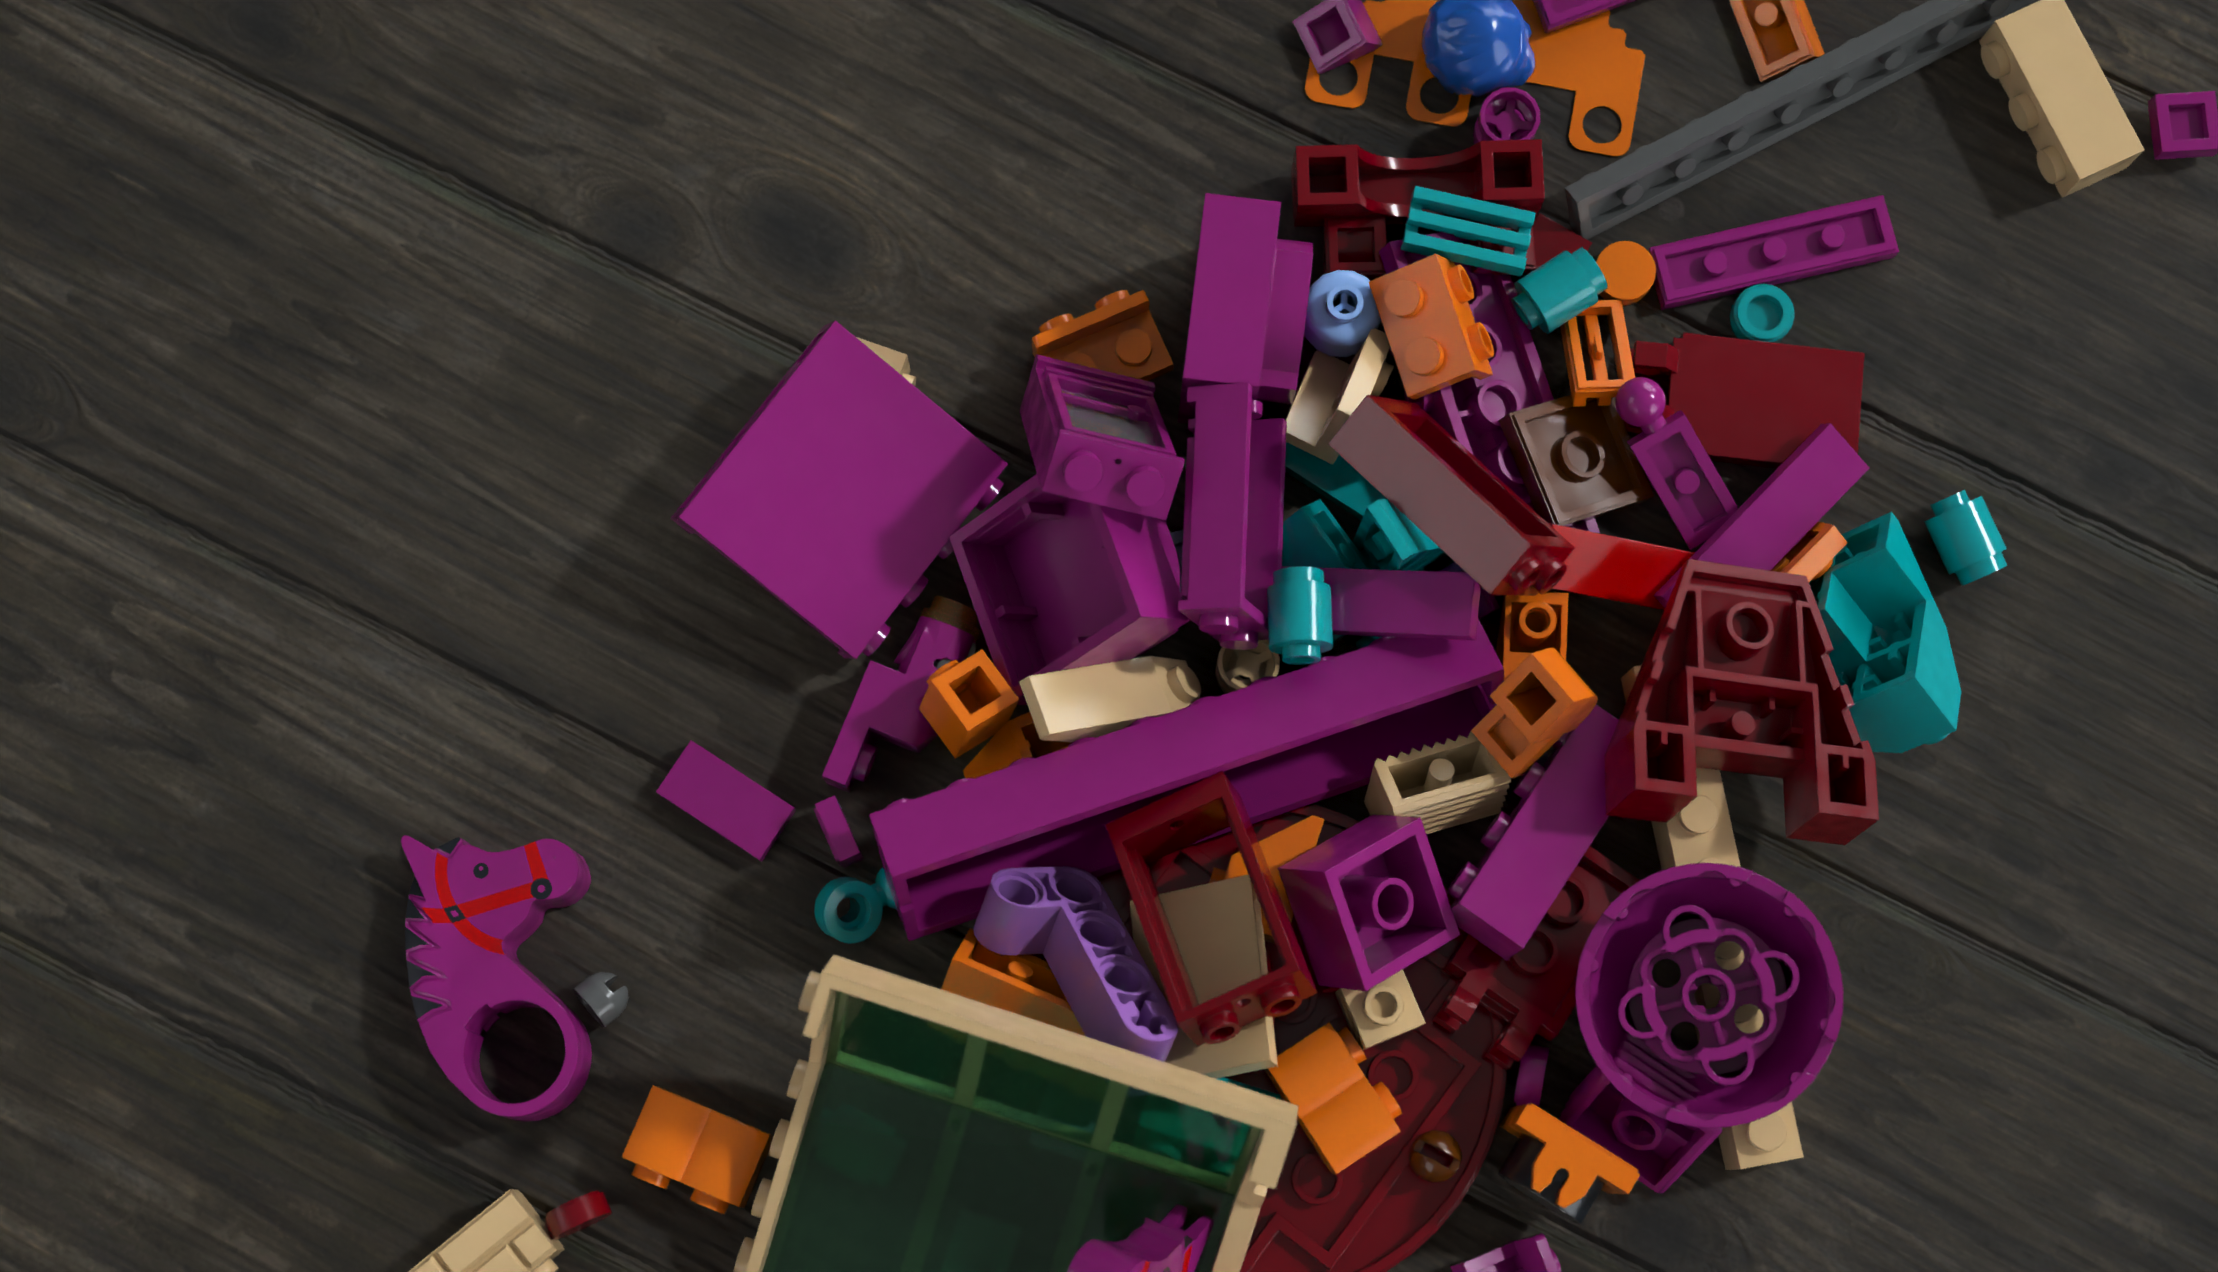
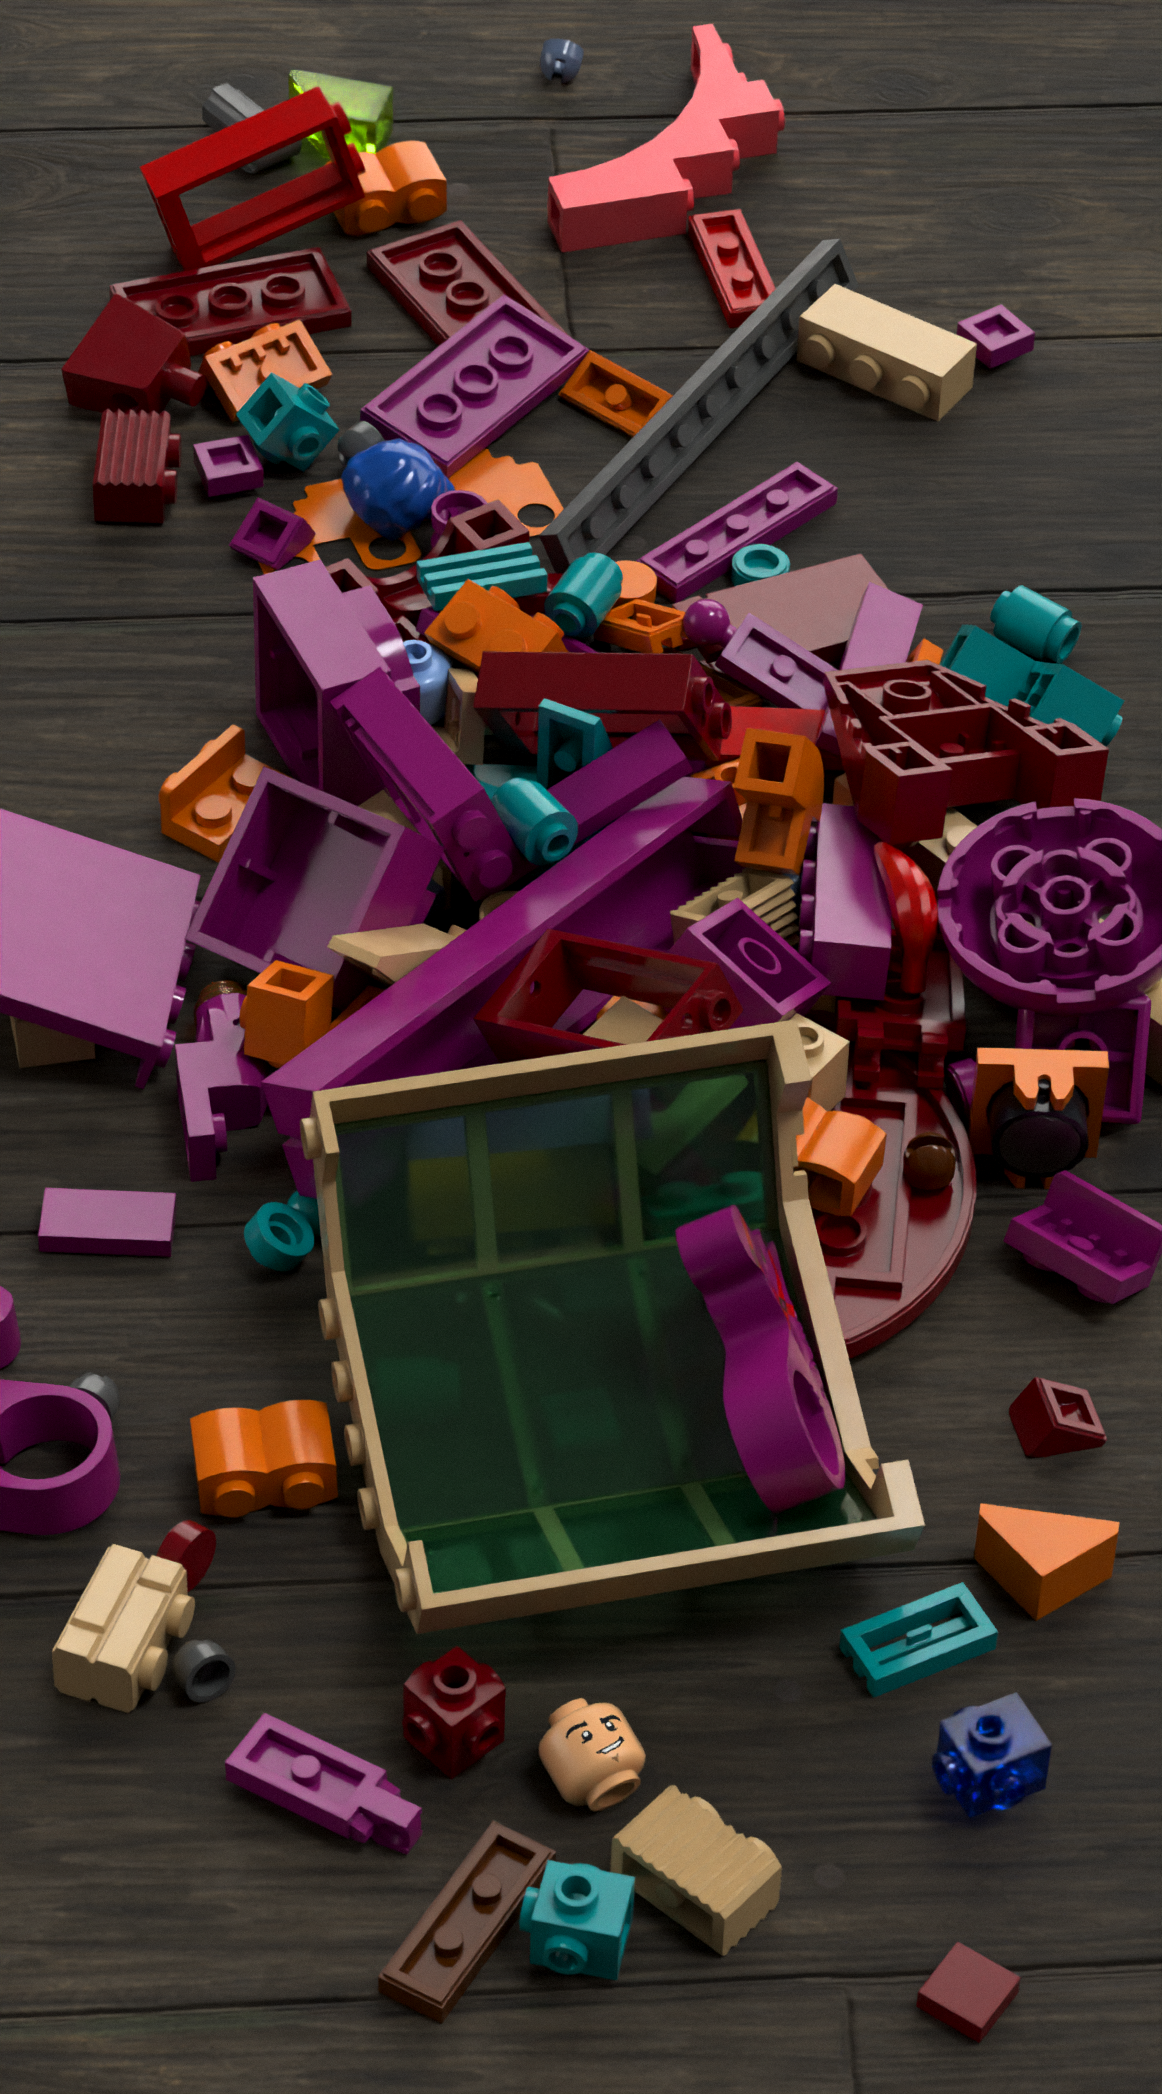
camera: 30 degrees left, 35 degrees down
(838, 832) = (229, 1186): magenta tile -> none
(1099, 438) = (275, 754): magenta door -> none
(1581, 890) = (912, 911): none -> red piece

